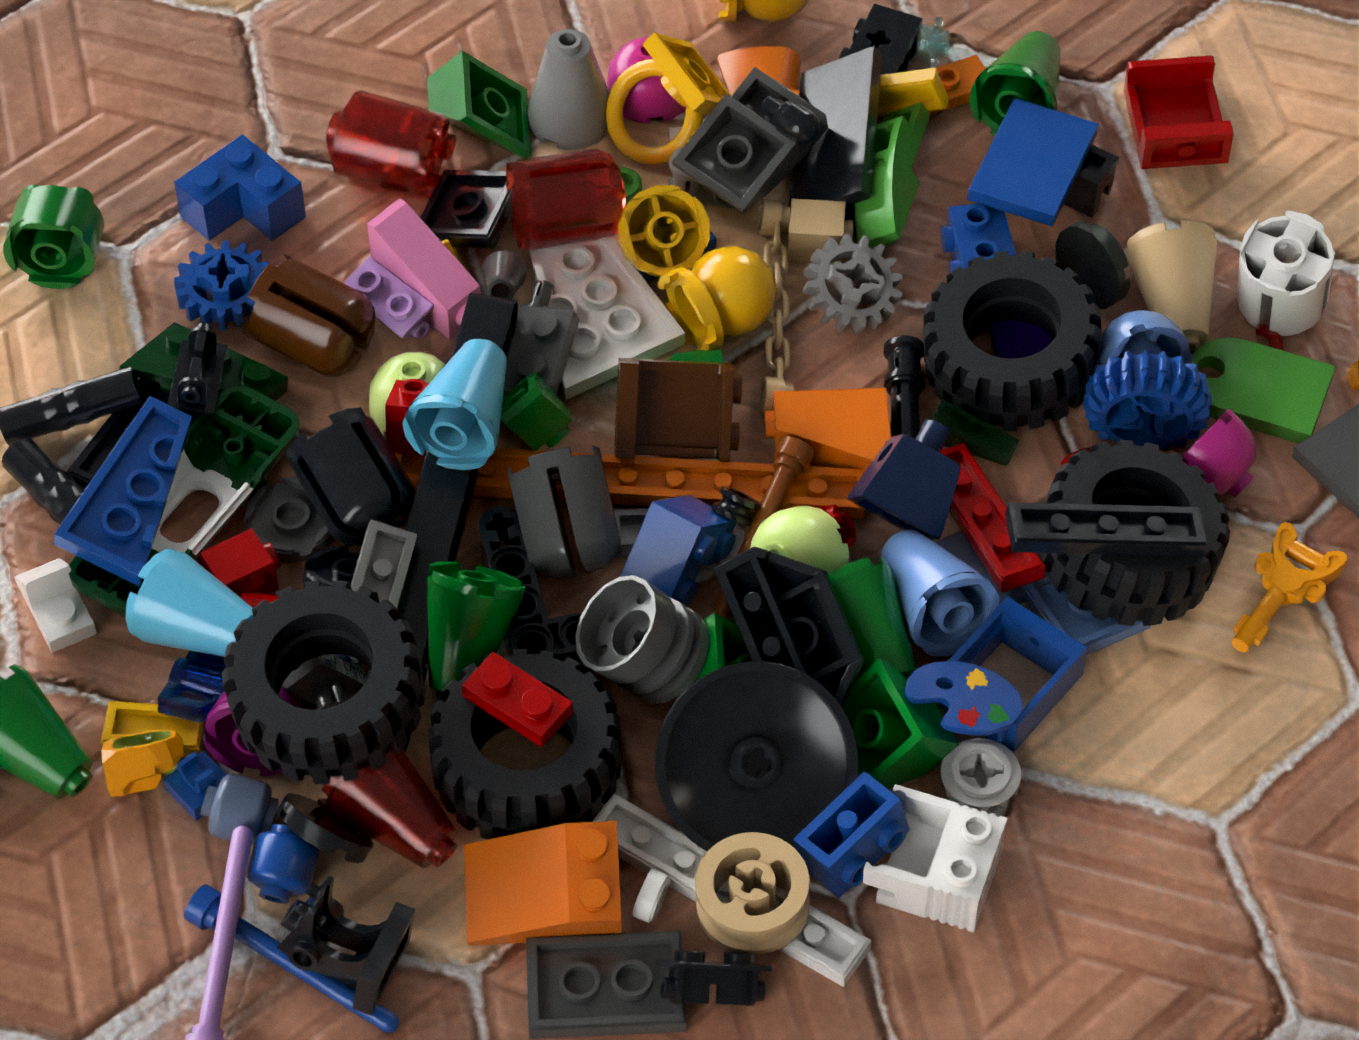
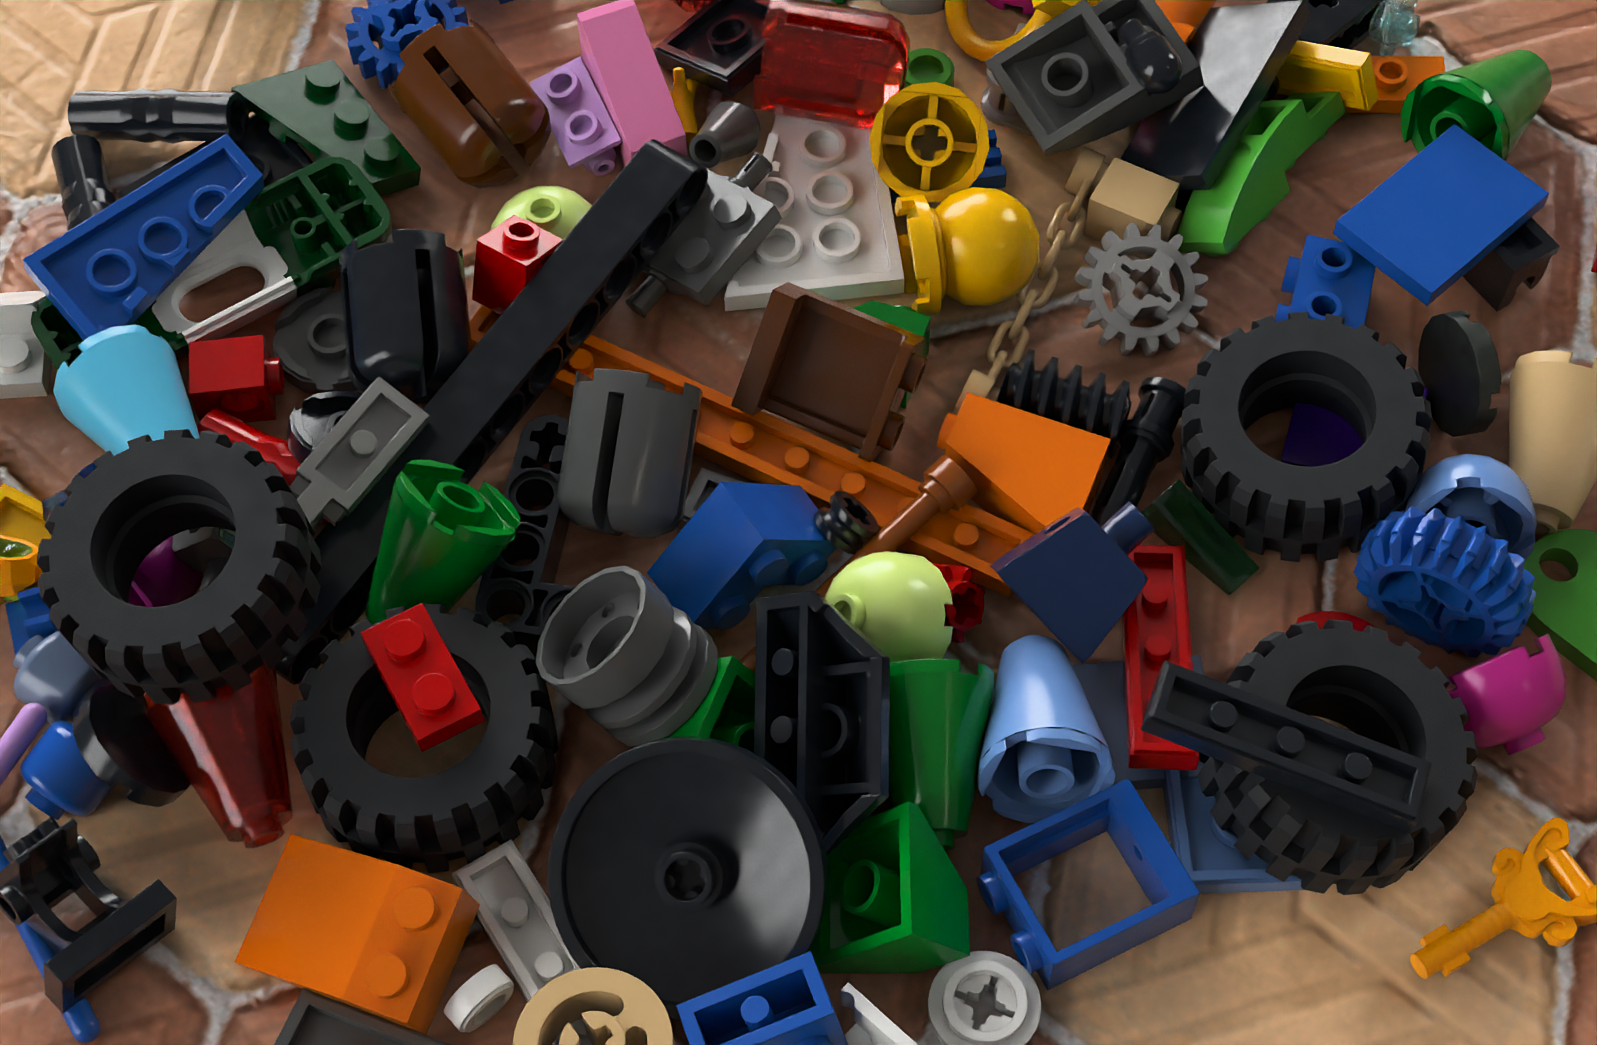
camera: 25 degrees right, 5 degrees up
(198, 372) = (306, 127): black hinge -> none
(461, 408) = (554, 273): medium azure cone -> none
(535, 413) = (661, 315): green slope -> none
(840, 371) = (1067, 398): none -> black piece
(976, 703) = (1012, 915): blue piece -> none

